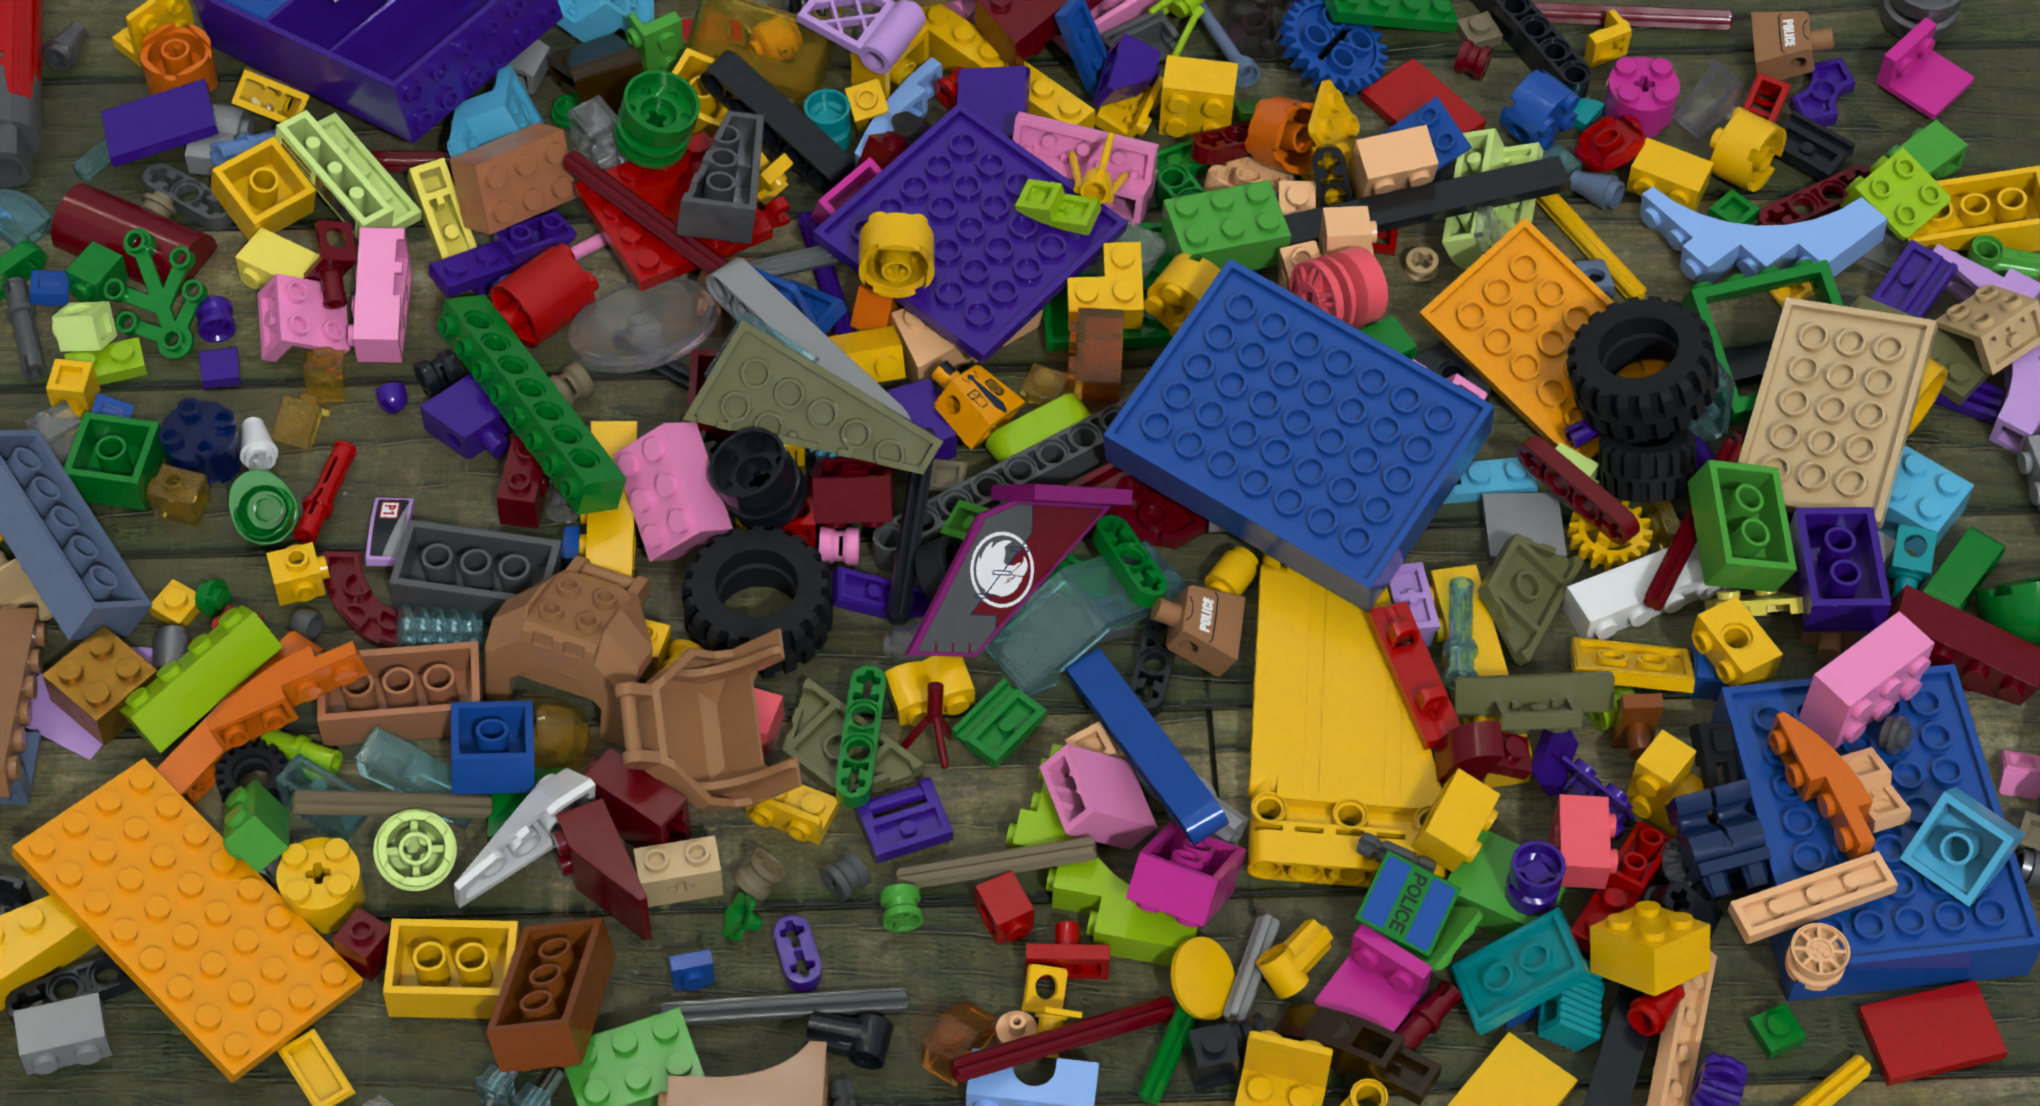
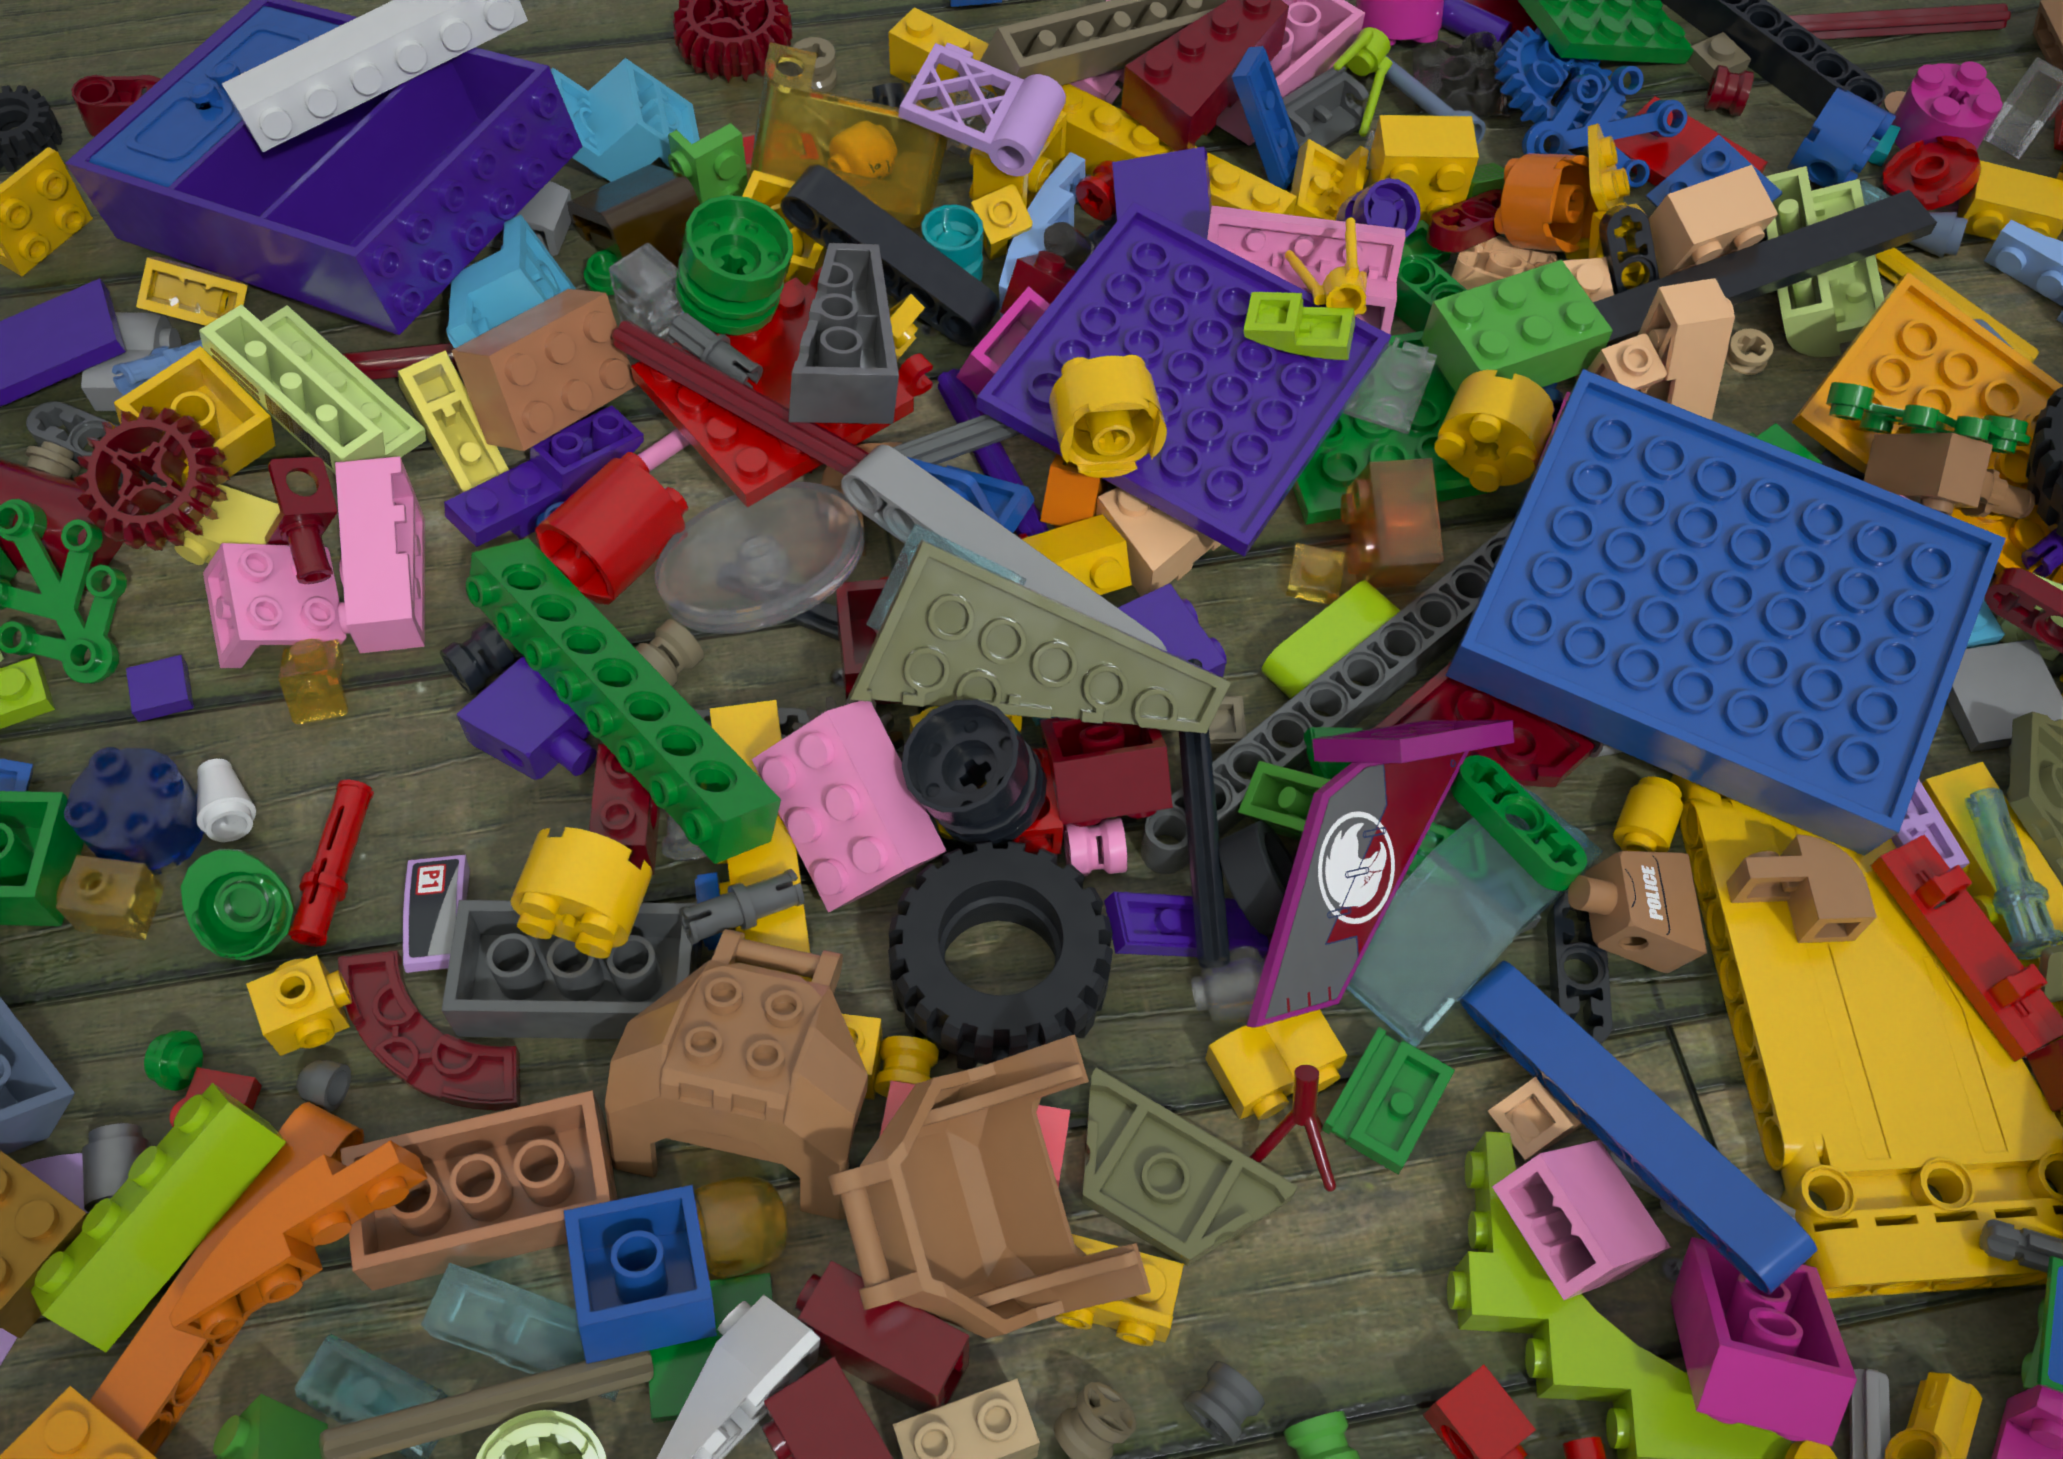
camera: 10 degrees left, 5 degrees up
(175, 605) = (117, 1078): yellow plate -> none
(177, 57) = (61, 253): orange brick -> none
(216, 319) = (146, 617): dark purple wheel -> none
(218, 248) = (170, 443): none -> dark red gear
(247, 761) = (259, 1332): black tyre -> none
(293, 745) = (341, 1308): lime pin -> none
(299, 420) = (282, 755): clear yellow bracket -> none
(392, 397) = (415, 702): dark purple hinge -> none
(437, 627) = (528, 1070): clear light blue piece -> none
(488, 517) = (580, 891): none -> yellow brick
(591, 544) = (741, 906): none -> dark grey pin
(634, 178) = (713, 349): none -> dark grey axle
(863, 736) = (1204, 1158): green beam -> none
(906, 829) = (1294, 1303): dark purple plate -> none
(974, 402) = (1240, 612): light orange torso -> none
(998, 862) = (1455, 1352): dark tan axle -> none
(1117, 289) = (1395, 425): yellow brick -> none
(1127, 71) = (1323, 142): dark purple slope -> none
(1154, 125) = (1383, 204): none -> dark purple wheel
(1317, 618) = (1819, 883): none -> medium nougat brick
(1344, 285) = (1722, 381): coral wheel -> none
(1349, 83) = (1652, 122): none -> blue plant
(1488, 228) = (1846, 299): clear plate -> none
(1494, 363) = (1944, 474): none -> medium nougat brick
(1543, 339) = (1855, 404): none -> green plant
(1609, 42) = (1881, 46): yellow bracket -> none

